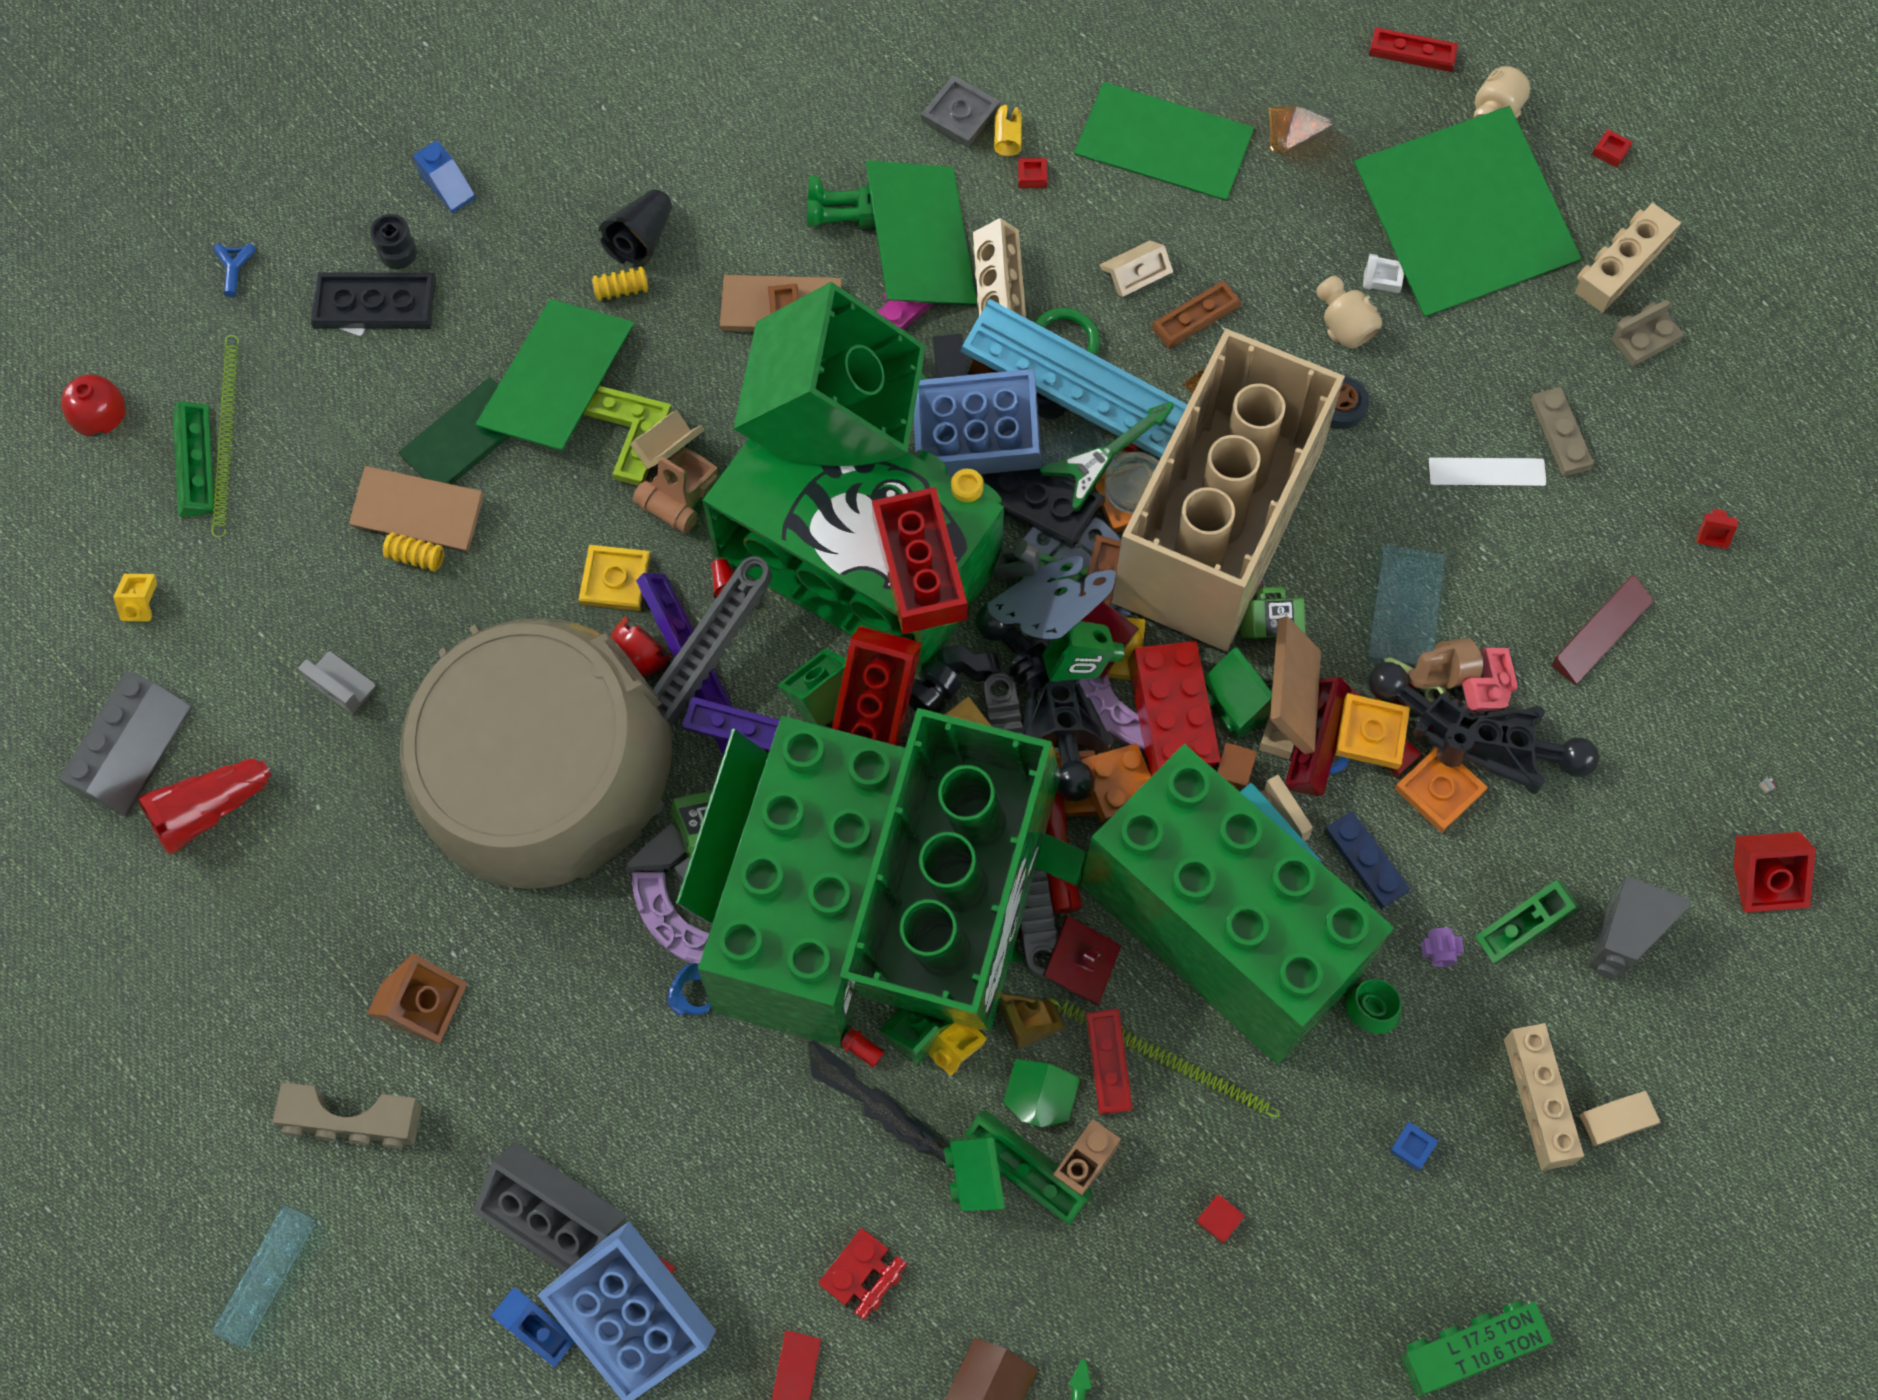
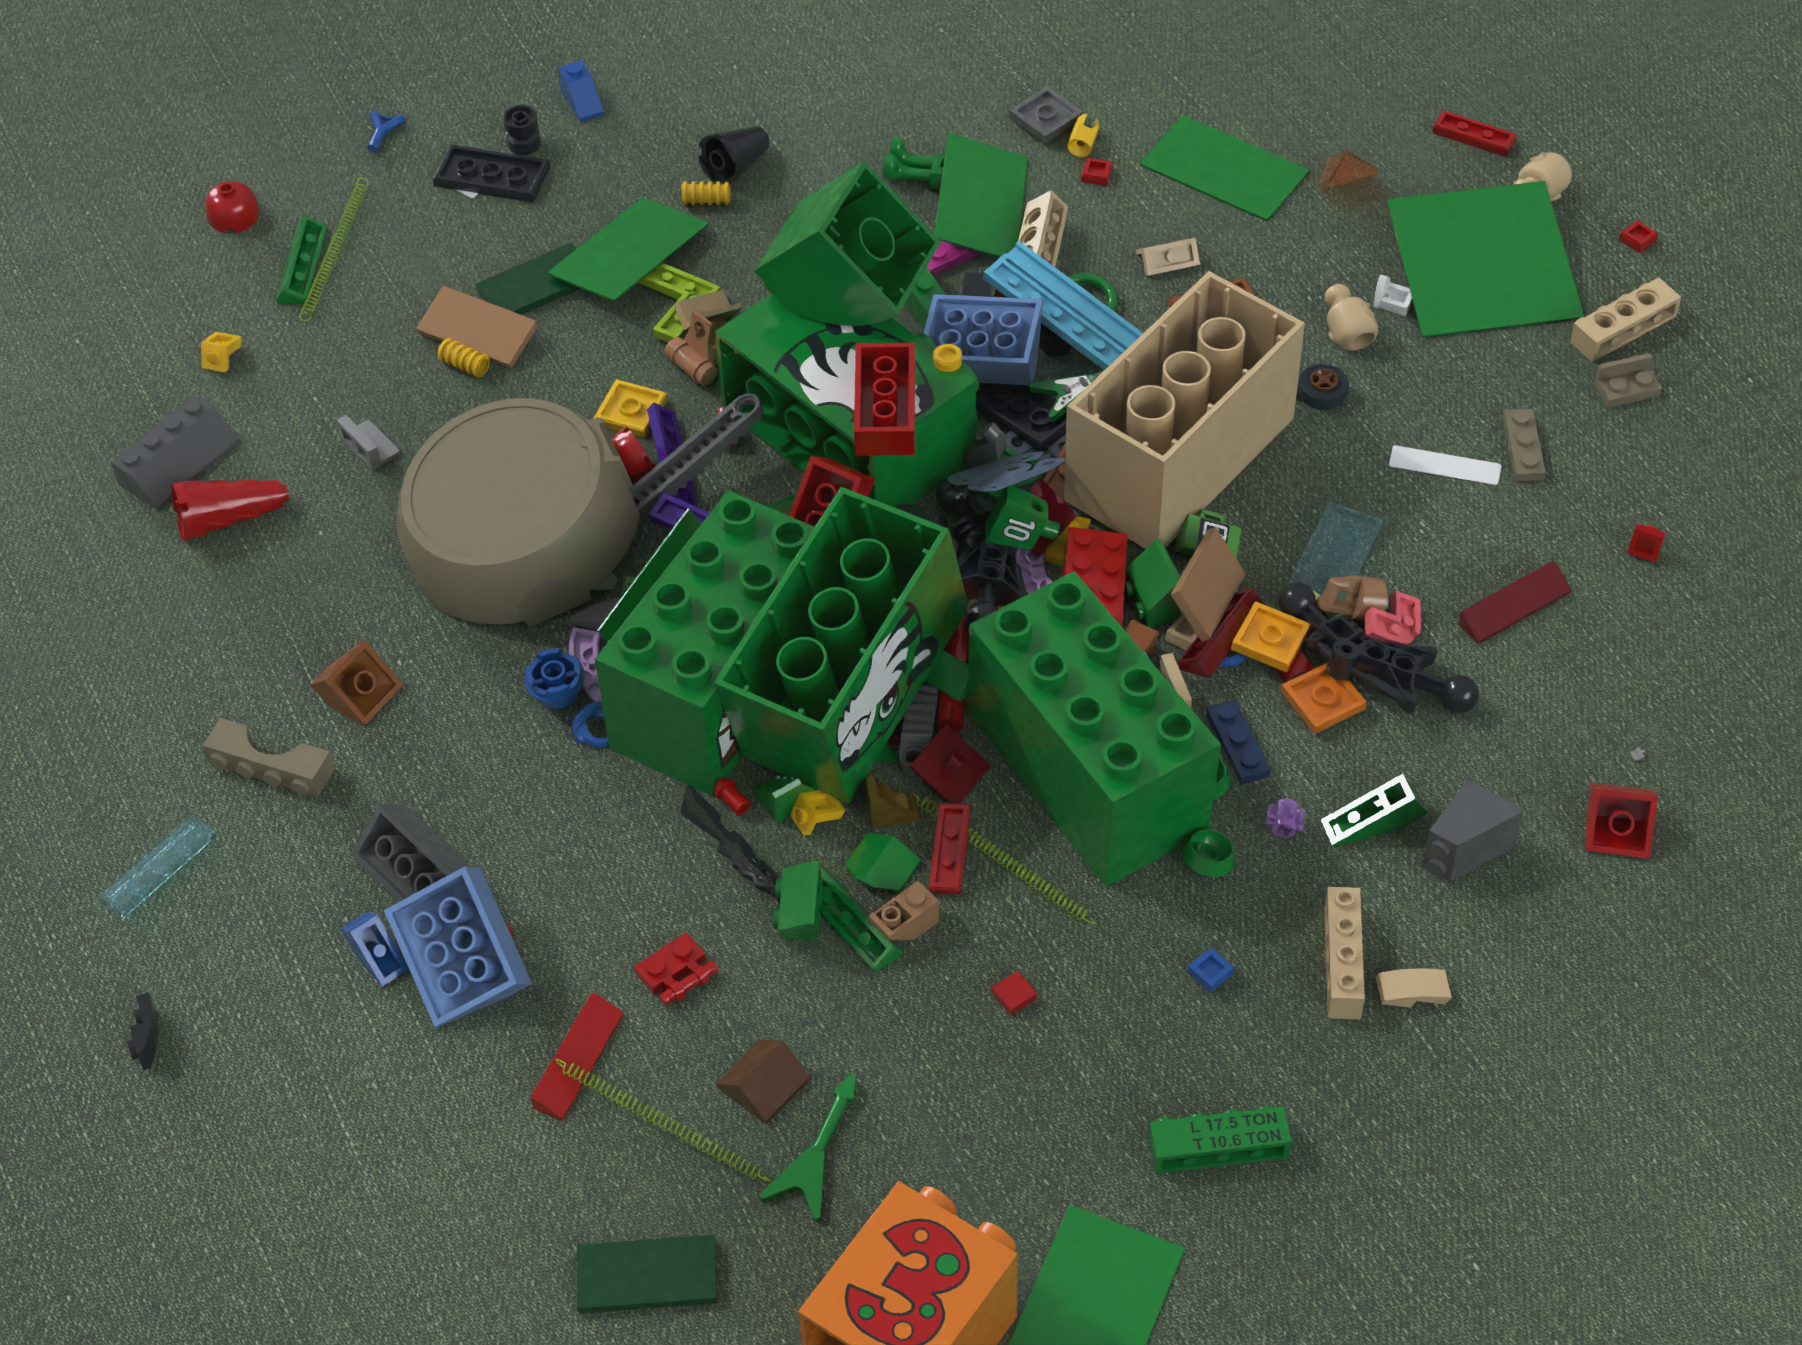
camera: 15 degrees right, 15 degrees down
(634, 948) = (554, 678): none -> blue cone

